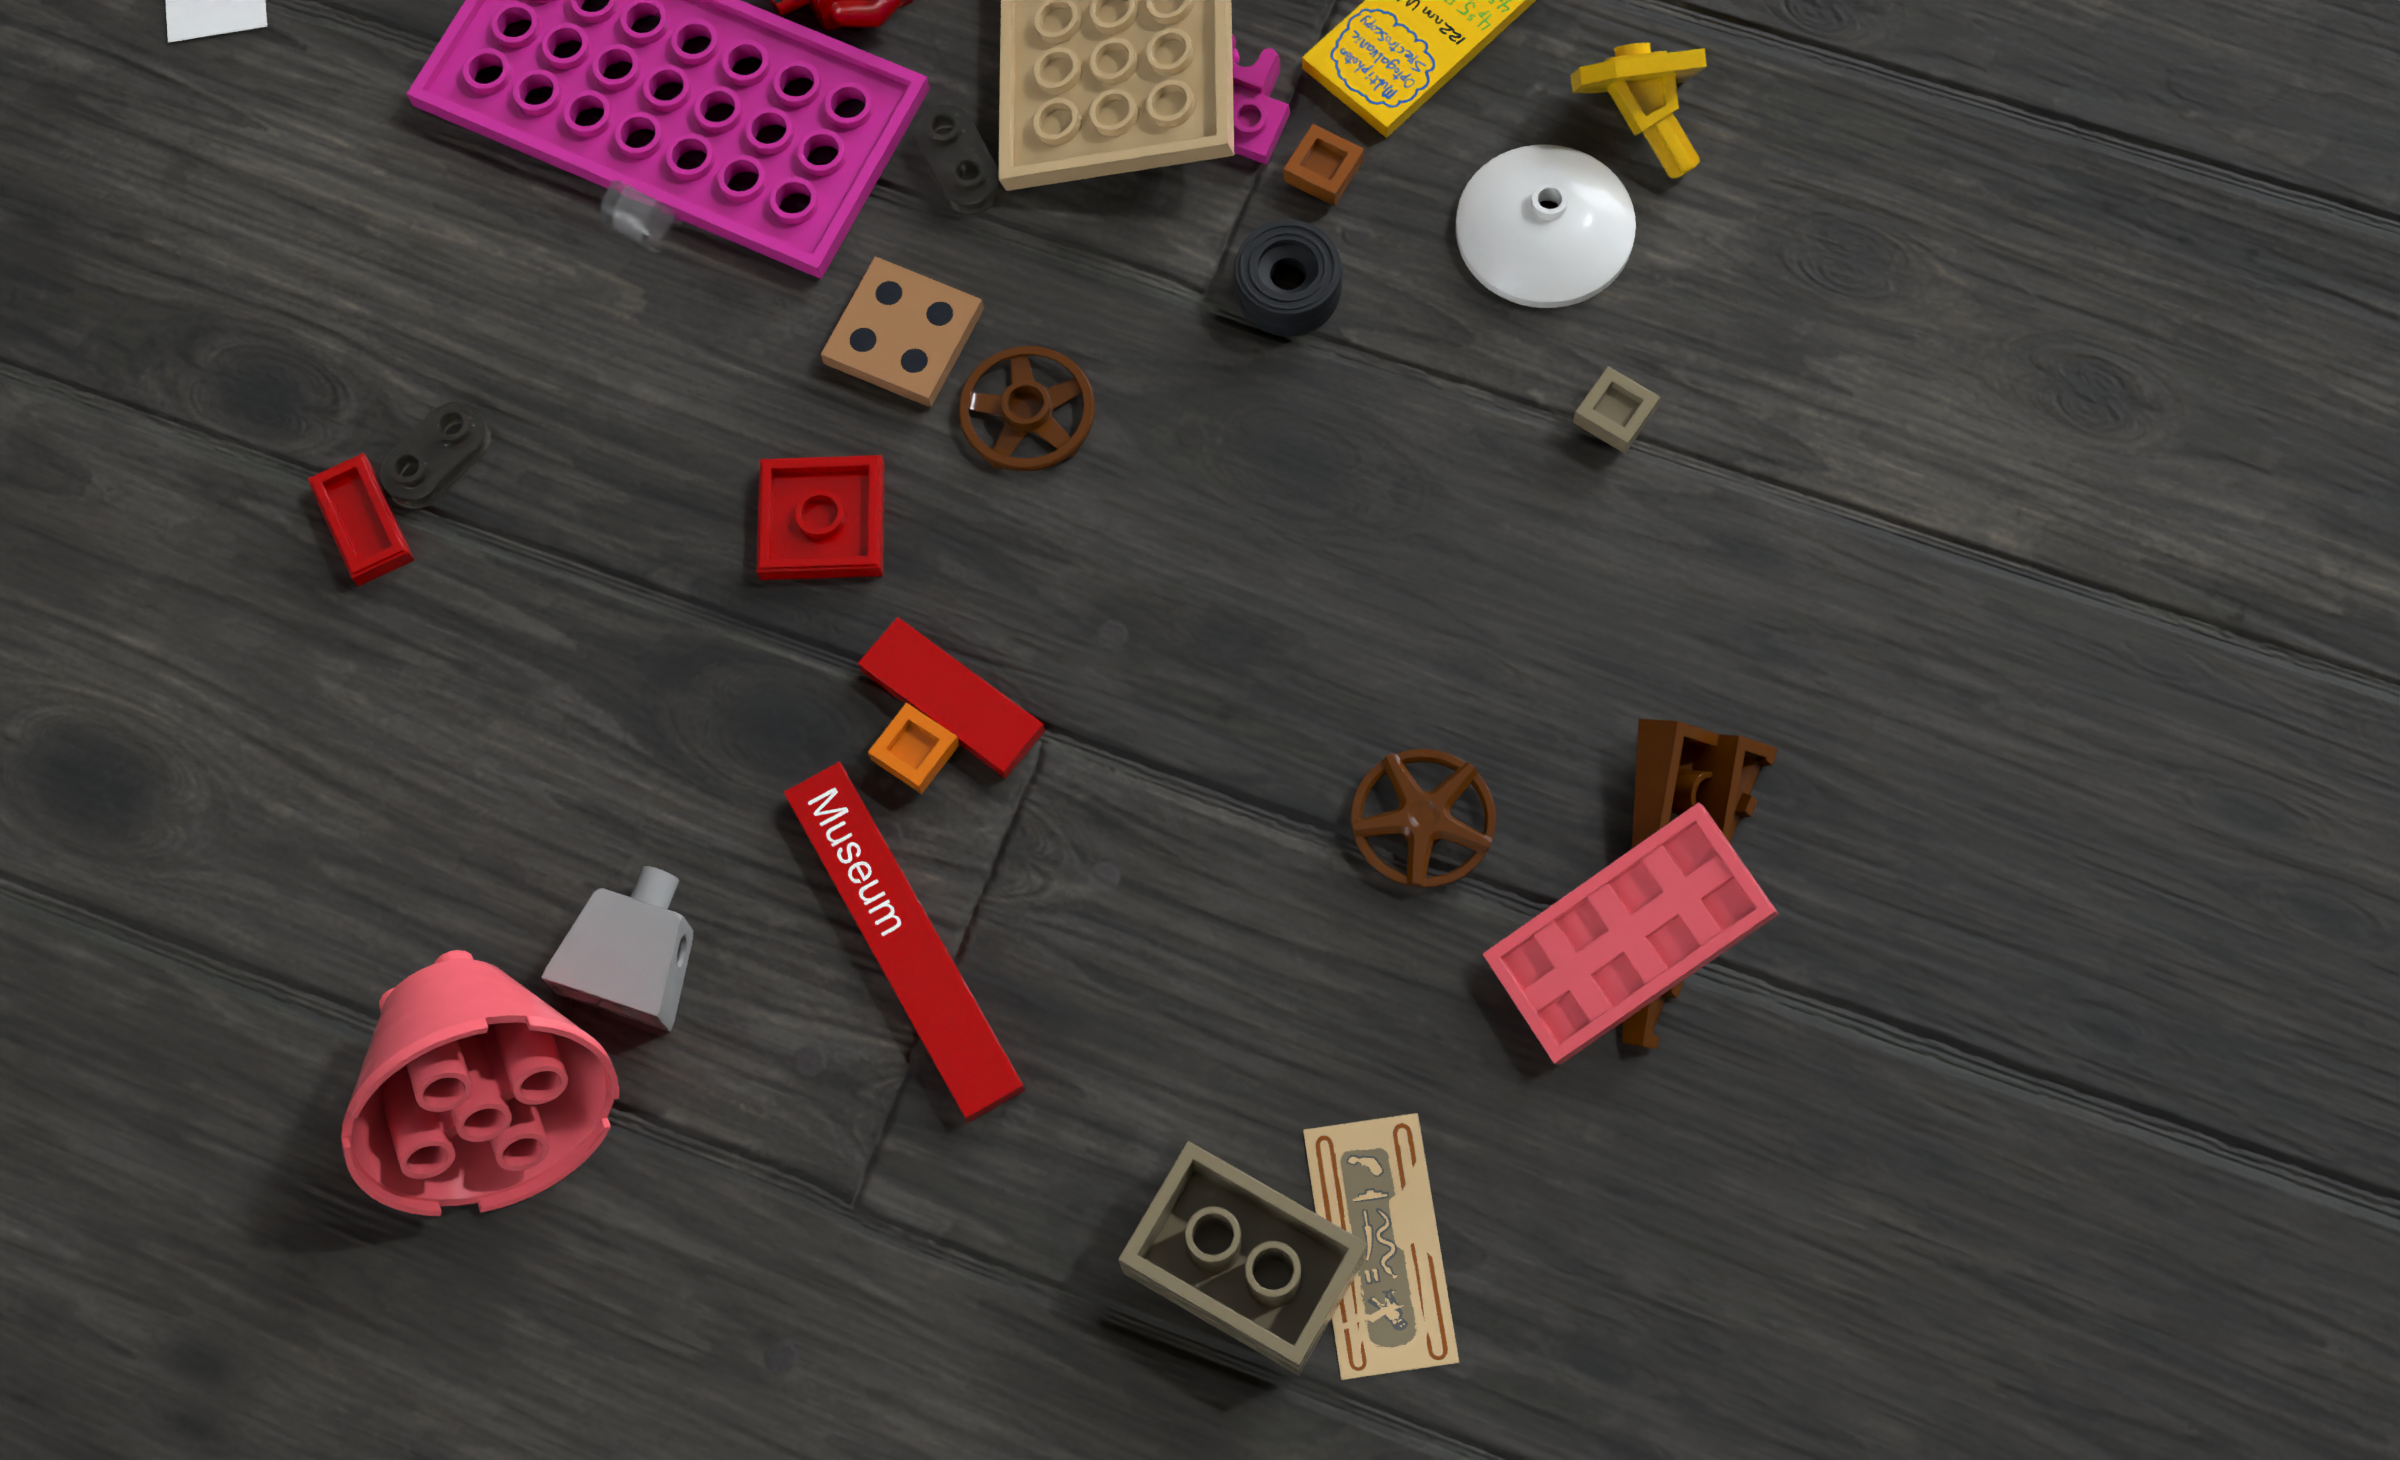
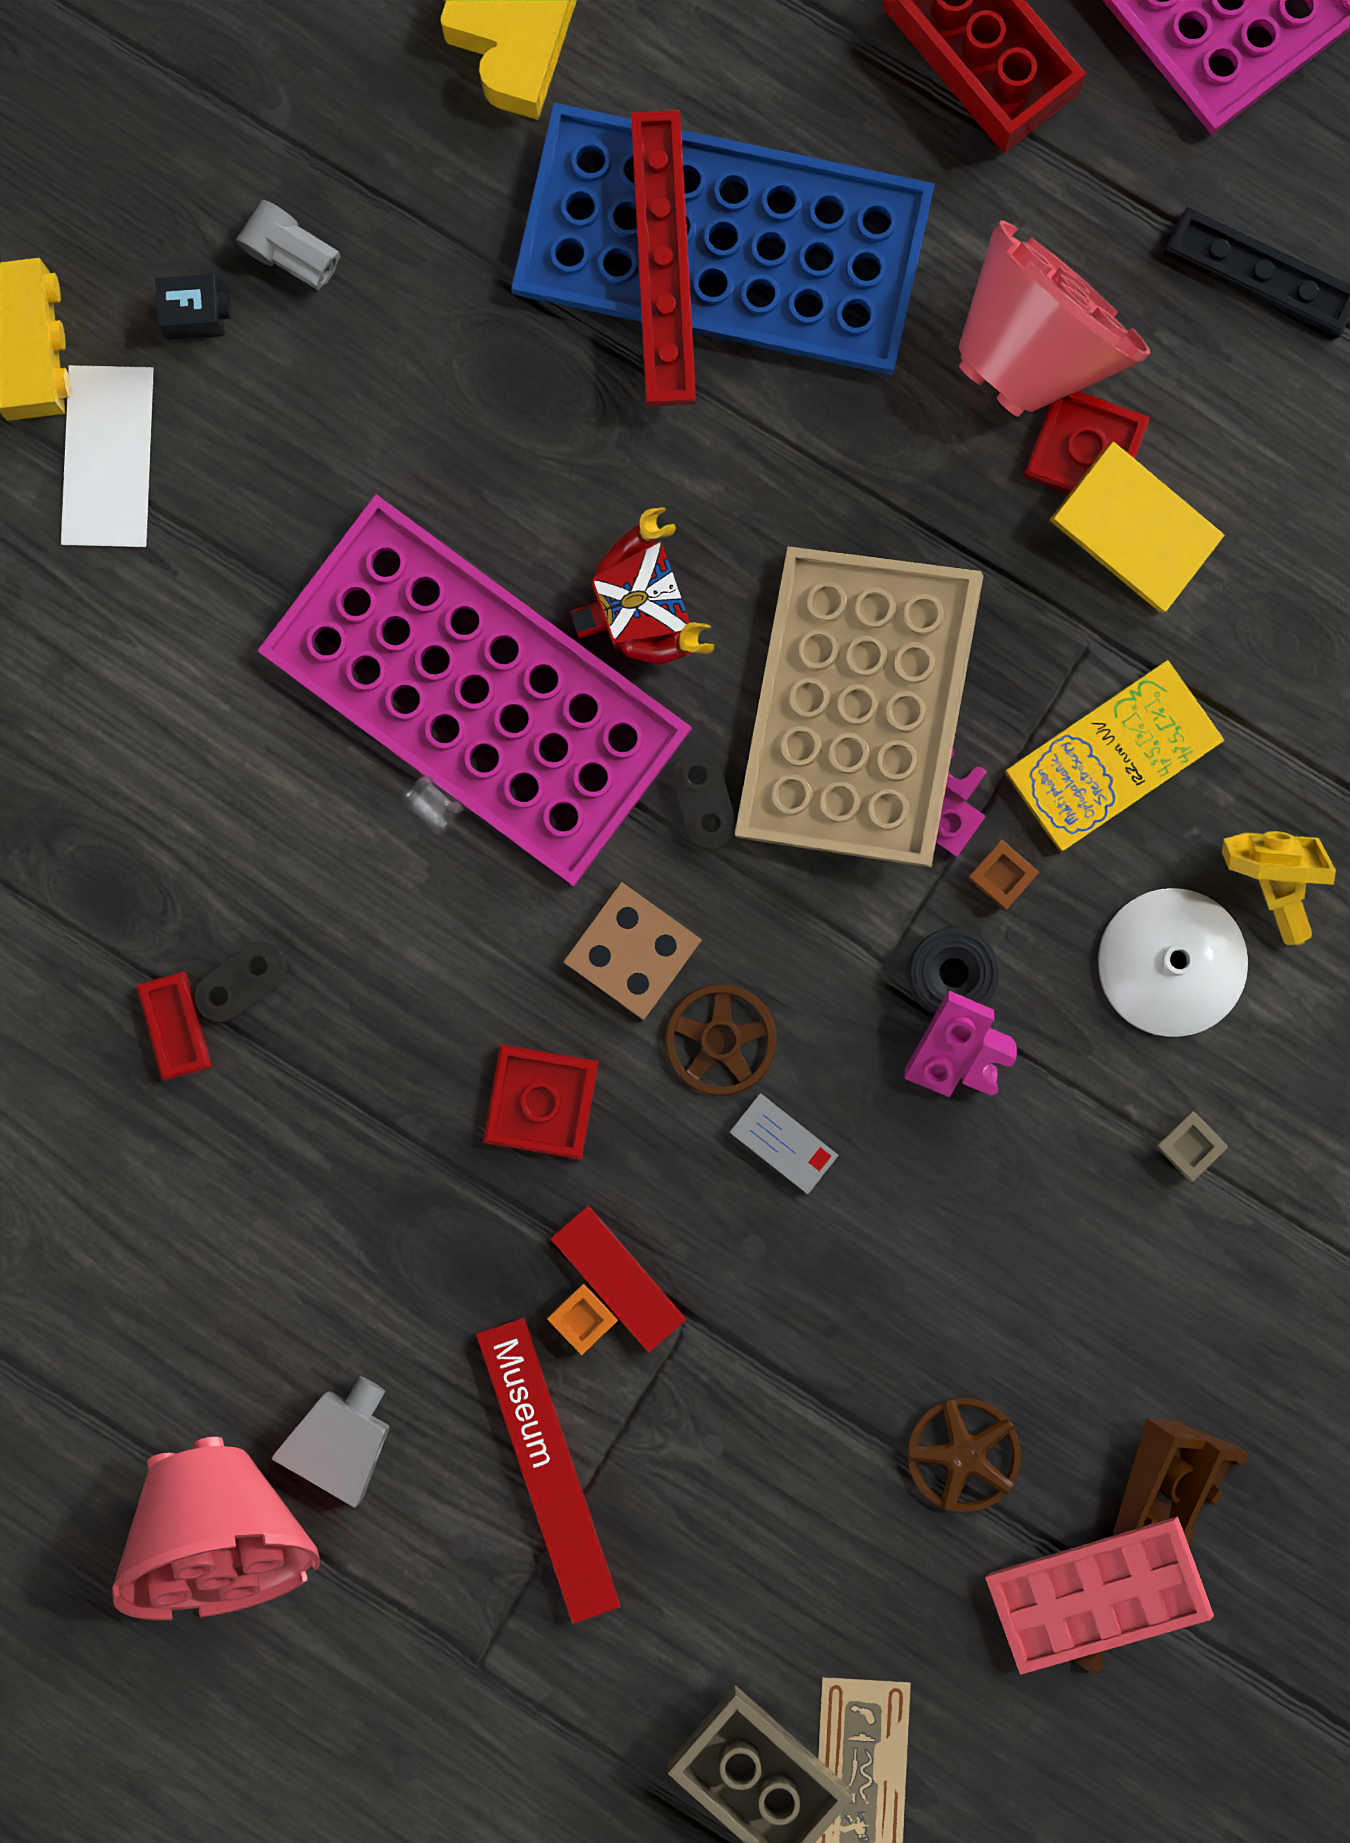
camera: 10 degrees right, 15 degrees up
(1125, 505) = (784, 1143): none -> light grey tile
(1309, 348) = (960, 1047): none -> dark pink plate

